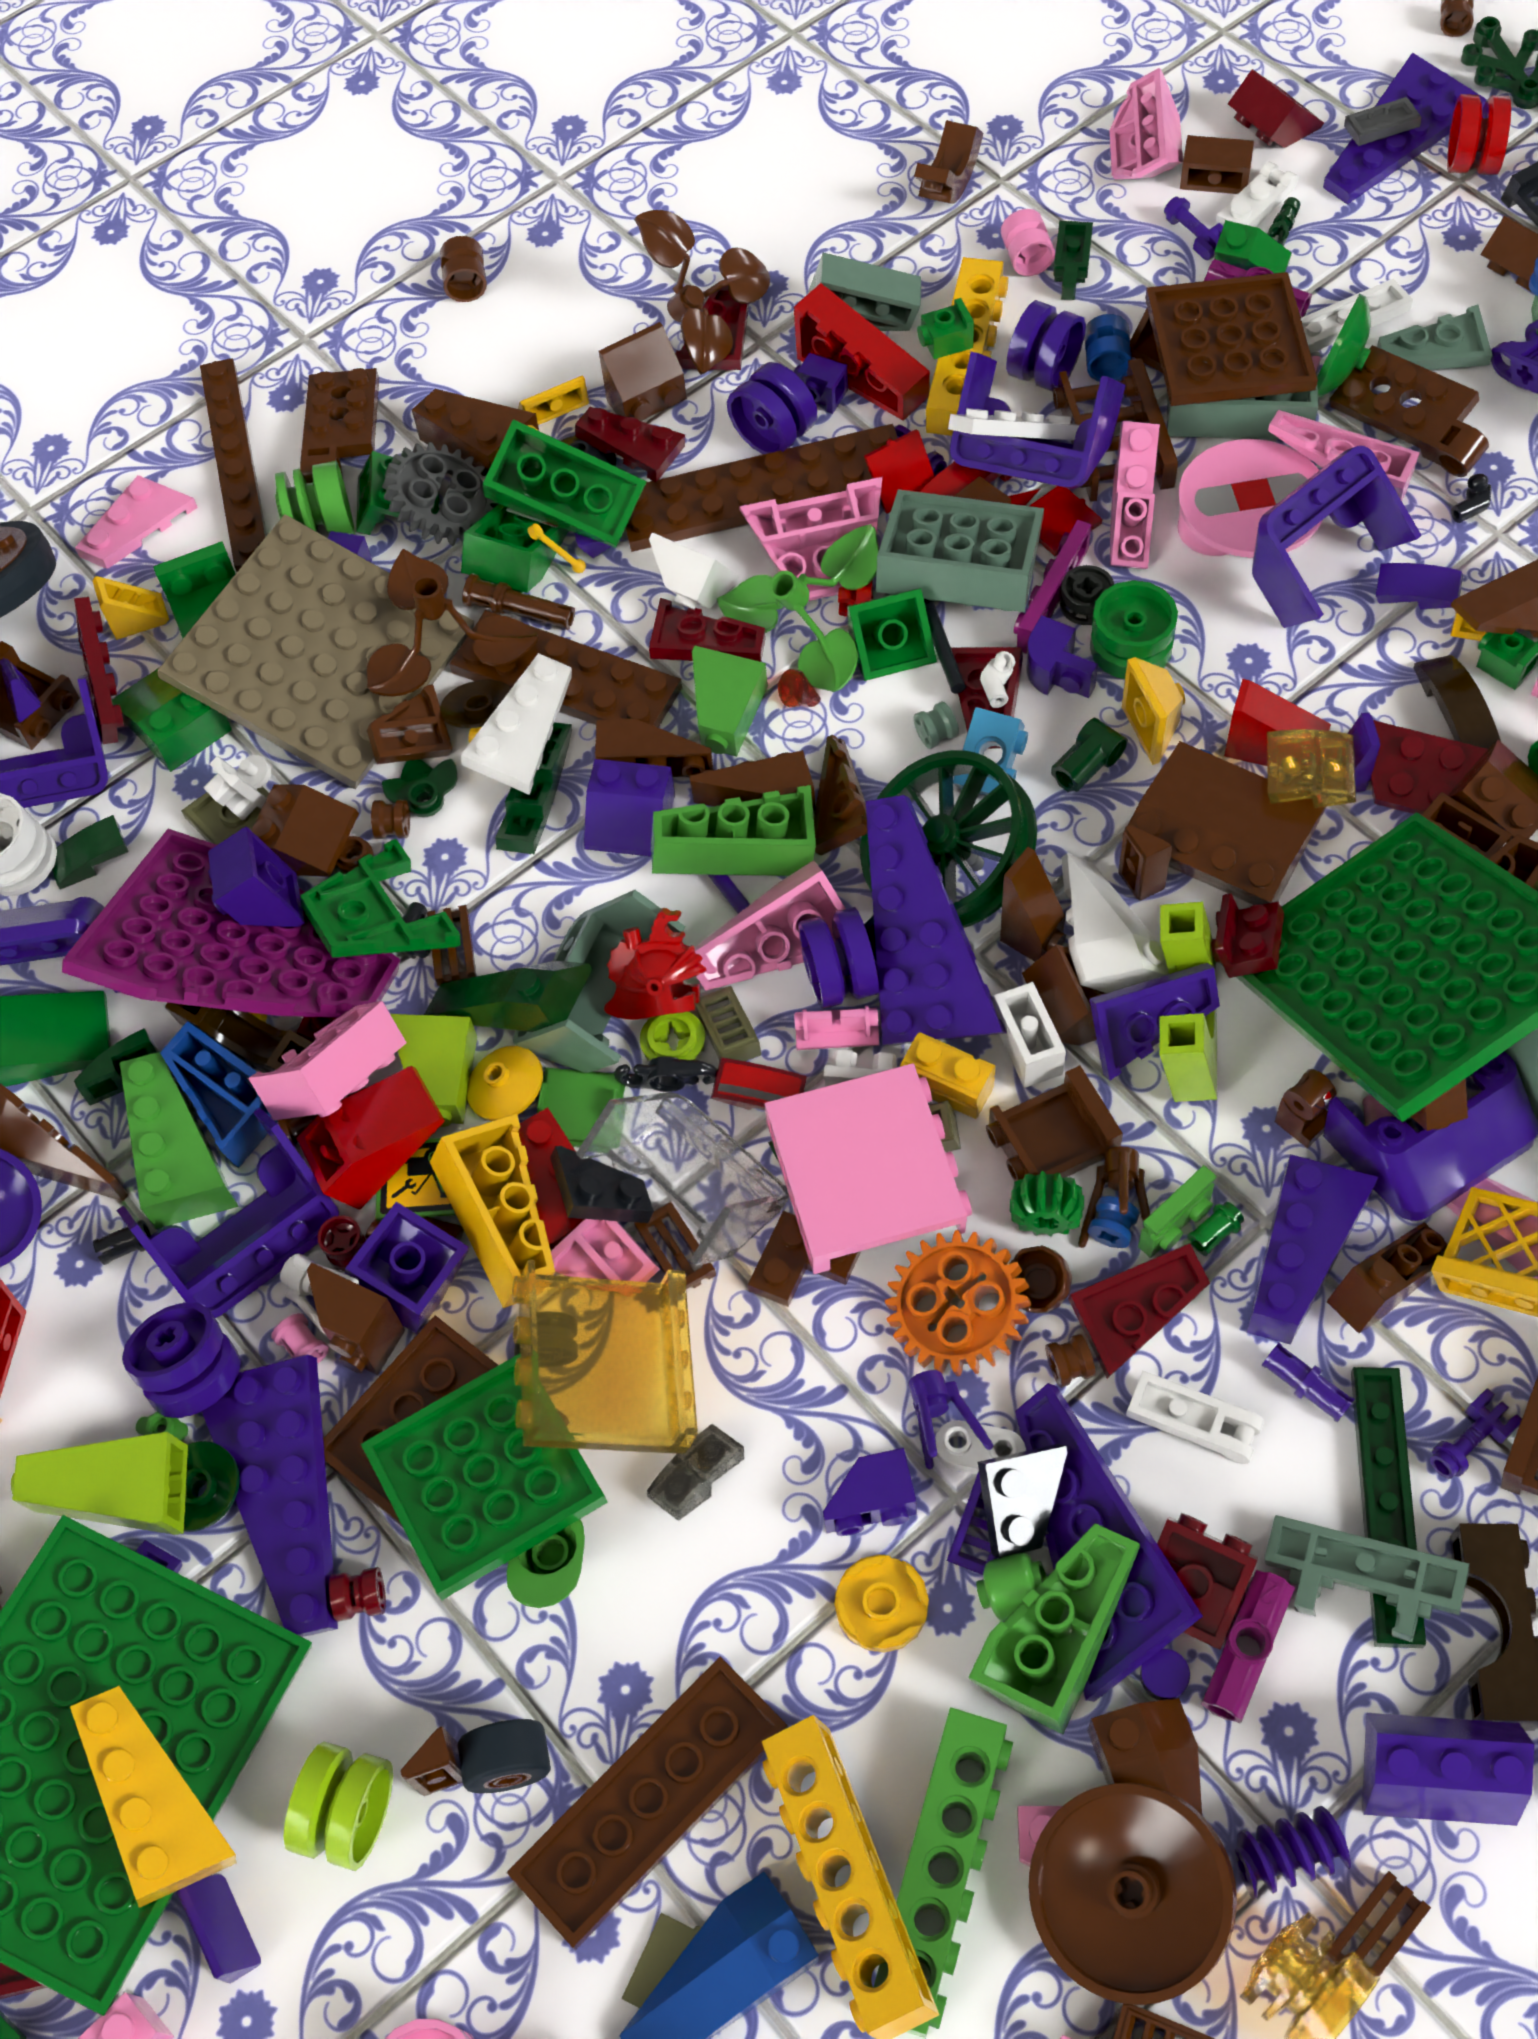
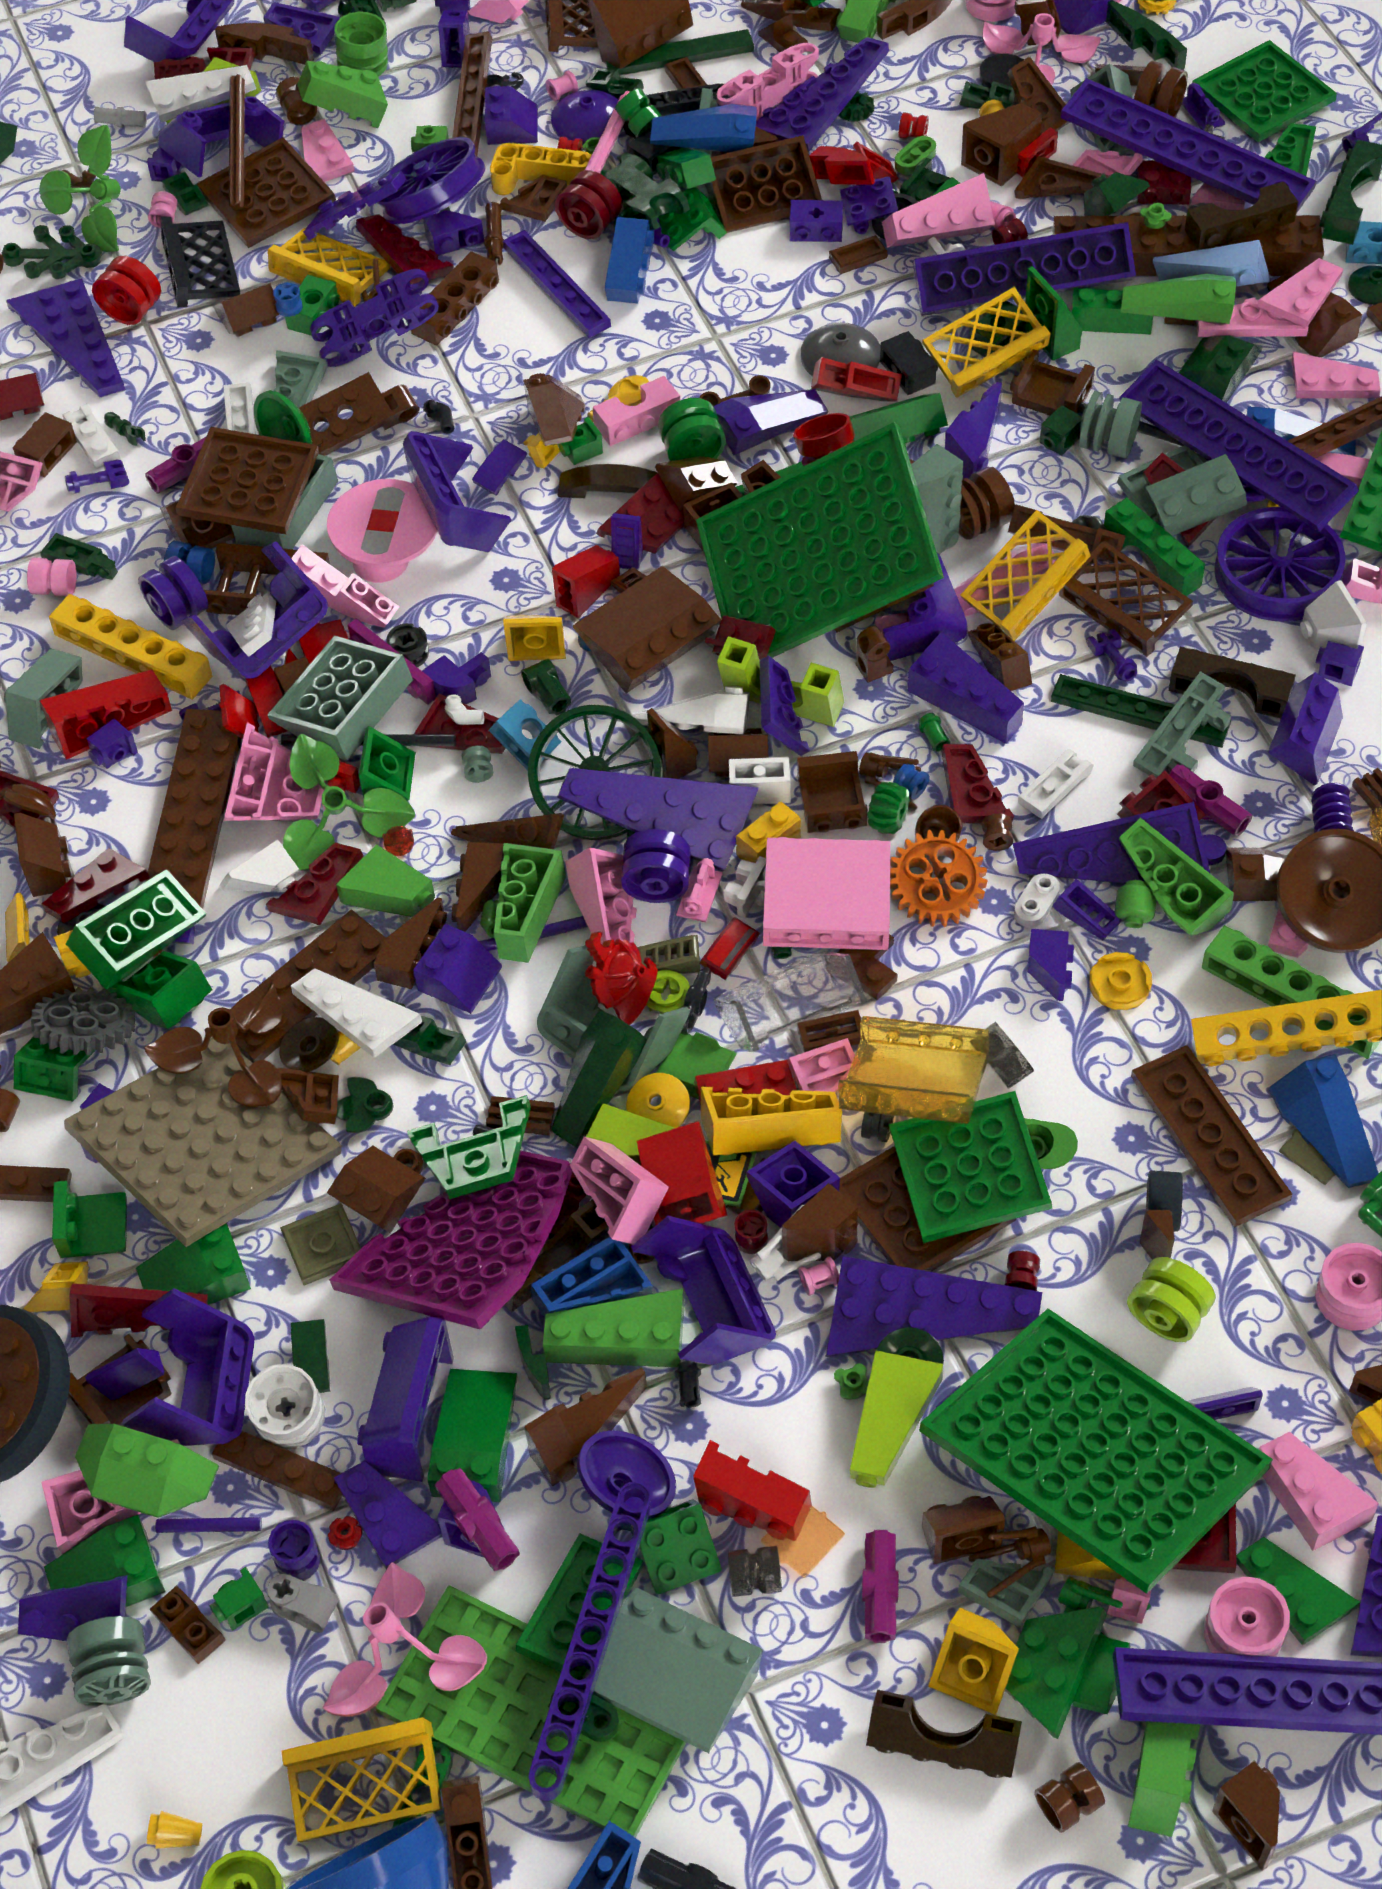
camera: 75 degrees left, 5 degrees down
(151, 1809) = (1141, 1400): yellow wedge -> none
(181, 1360) = (814, 1342): dark purple wheel -> none
(239, 787) = (318, 1211): white hips -> none
(254, 883) = (423, 1215): dark purple slope -> none
(317, 502) = (39, 1111): bright green wheel -> none
(390, 819) = (388, 1128): reddish brown wheel -> none
(502, 599) = (225, 993): reddish brown pin -> none
(536, 532) = (199, 953): yellow hinge -> none
(599, 1190) = (778, 1054): black wing -> none
(772, 408) = (132, 776): dark purple wheel -> none
(930, 1401) = (997, 909): dark purple plant -> none
(947, 330) = (127, 641): green brick -> none
(1020, 1497) = (1083, 879): wing -> none
(1132, 622) = (459, 624): green wheel -> none
(1144, 862) = (656, 678): reddish brown slope -> none
(1186, 1204) = (919, 742): bright green plate -> none
(1250, 247) = (146, 454): green slope -> none
(1308, 1382) = (1053, 720): dark purple pin -> none
(1311, 766) = (633, 561): clear yellow slope -> none
(1325, 442) = (376, 460): bright pink wedge -> none
(1382, 121) = (72, 337): dark grey plate -> none

